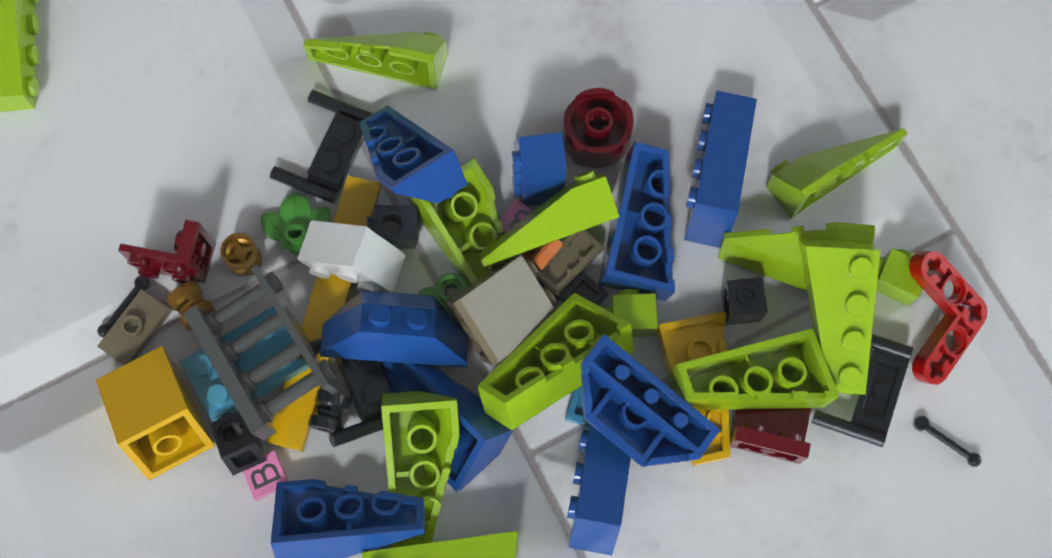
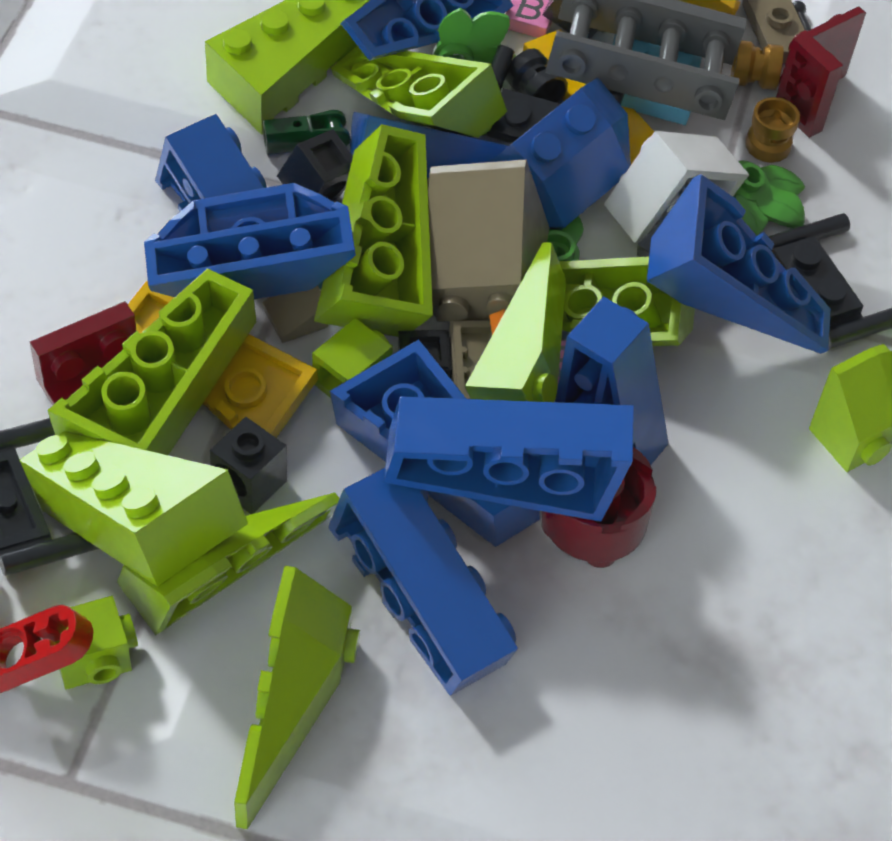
camera: 130 degrees right, 20 degrees down
(352, 472) = (471, 37): none -> bright green plate
(504, 506) = (284, 134): none -> dark green bar
(532, 451) = (319, 165): none -> black brick
(649, 147) = (513, 452): none -> blue wedge

